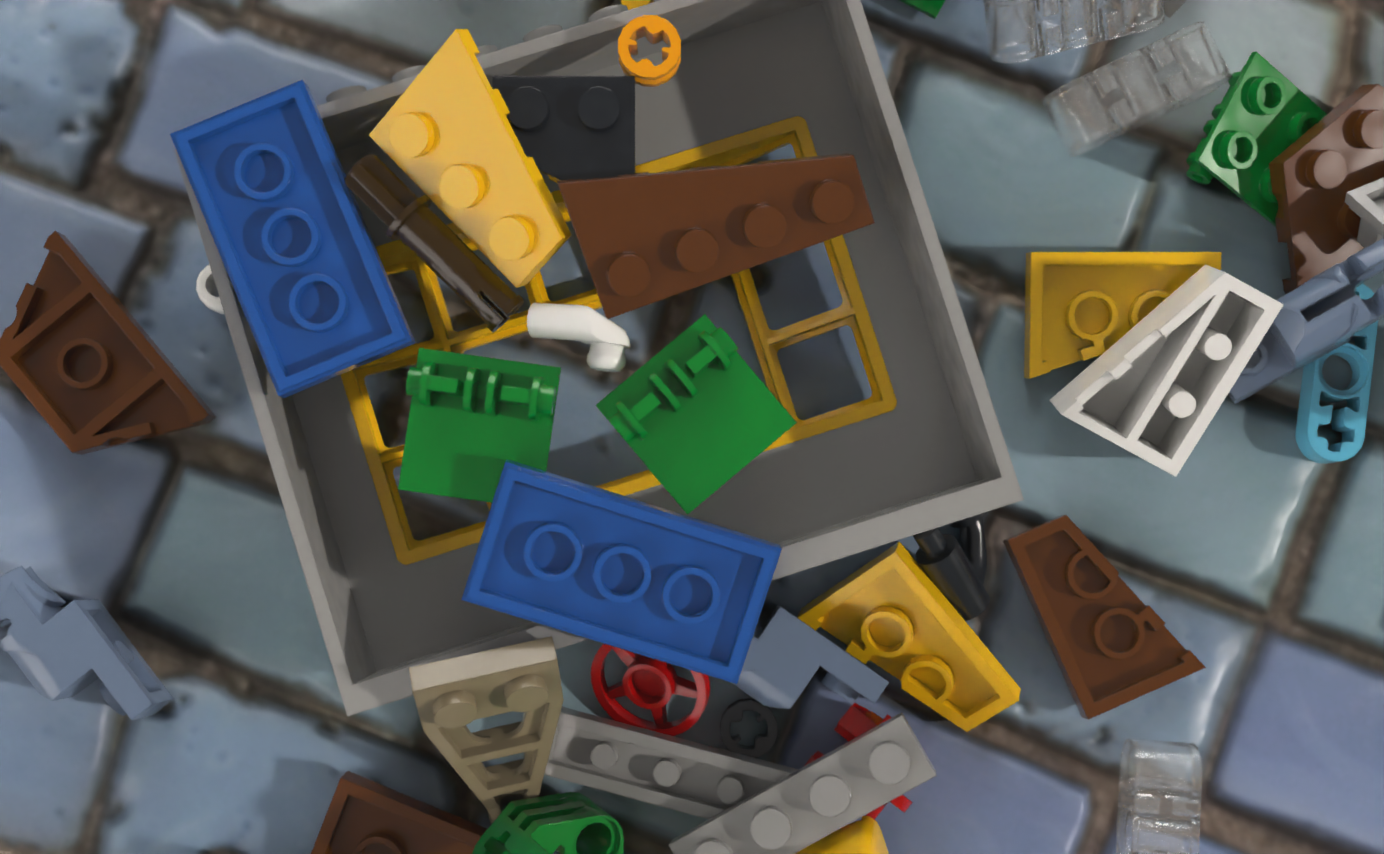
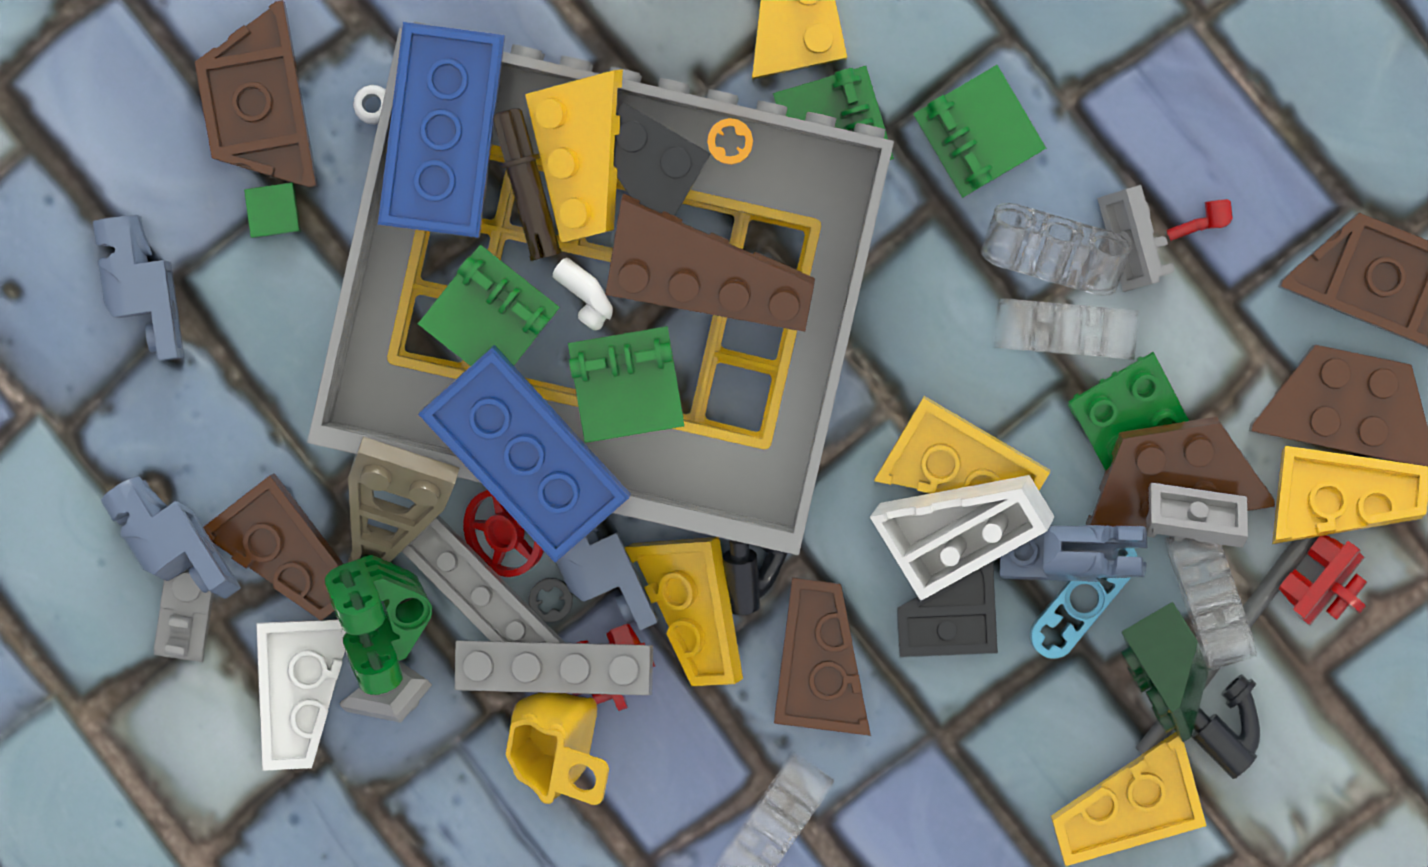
camera: 30 degrees right, 5 degrees up
(178, 473) = (272, 210): none -> green tile
(1215, 487) = (951, 620): none -> black wing

